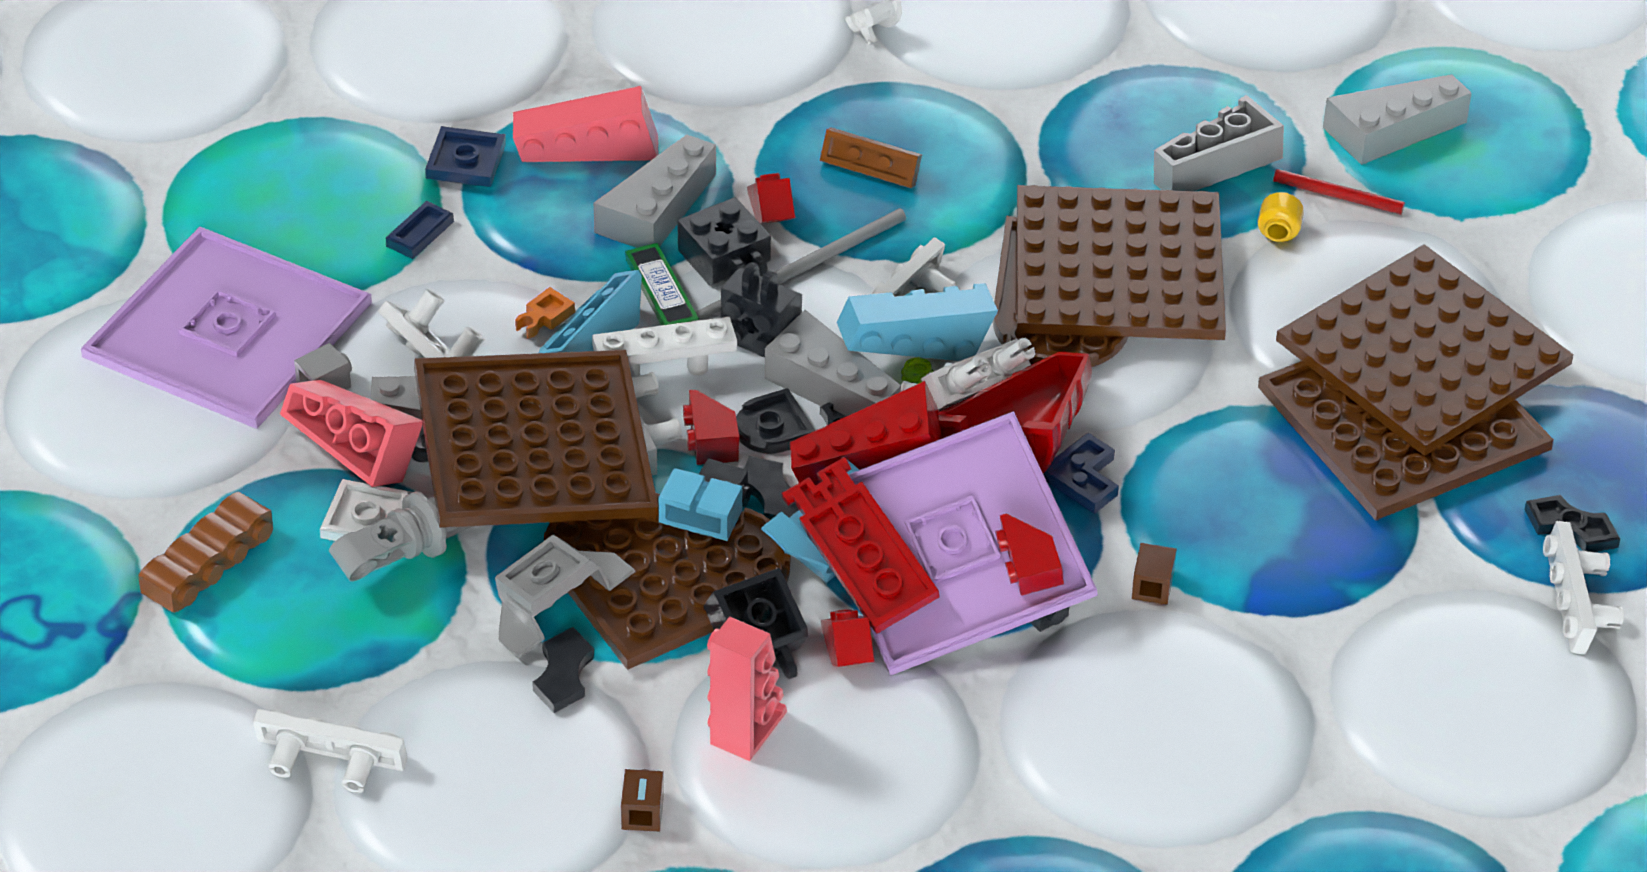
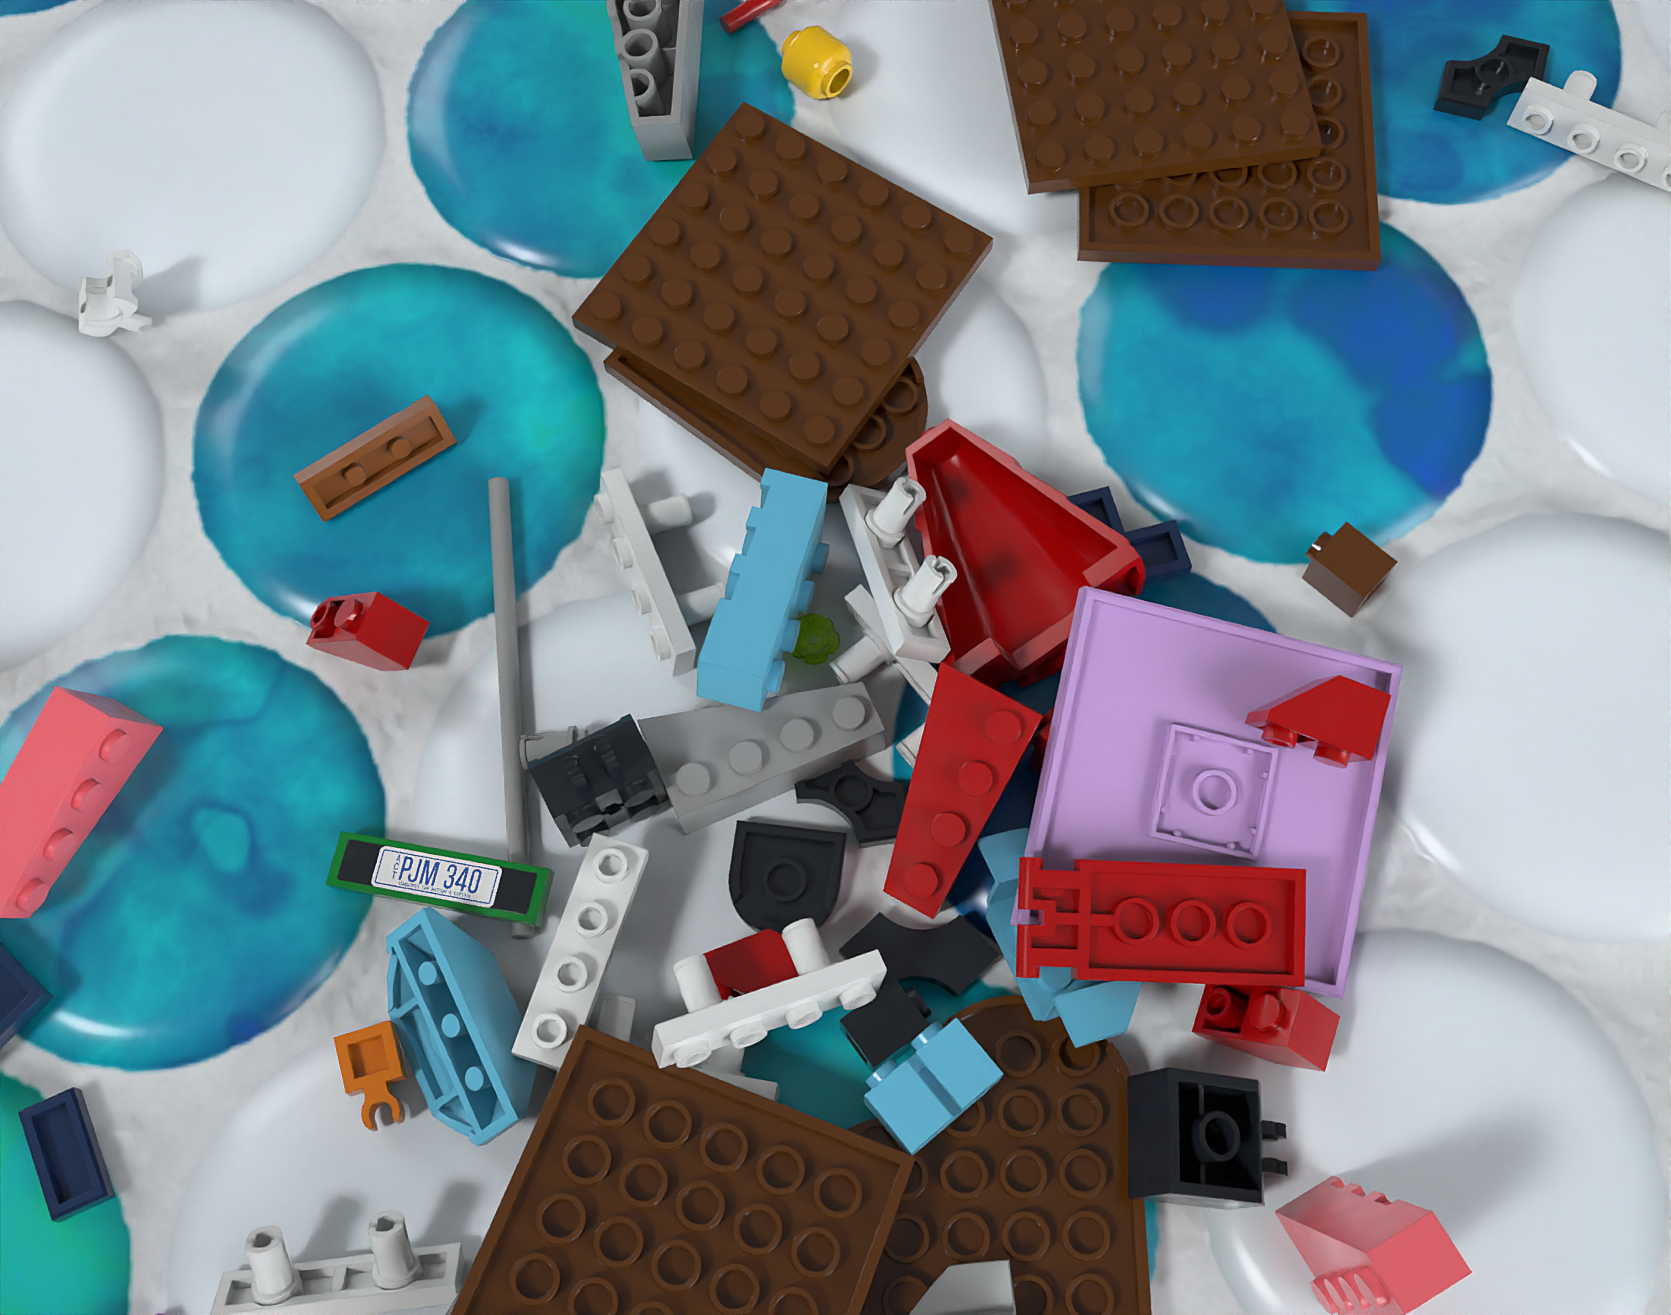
camera: 55 degrees left, 25 degrees up
(657, 195) = (253, 782): light grey wedge -> none
(671, 399) = (749, 1017): none -> white plate
(723, 240) = (435, 763): black hinge -> none

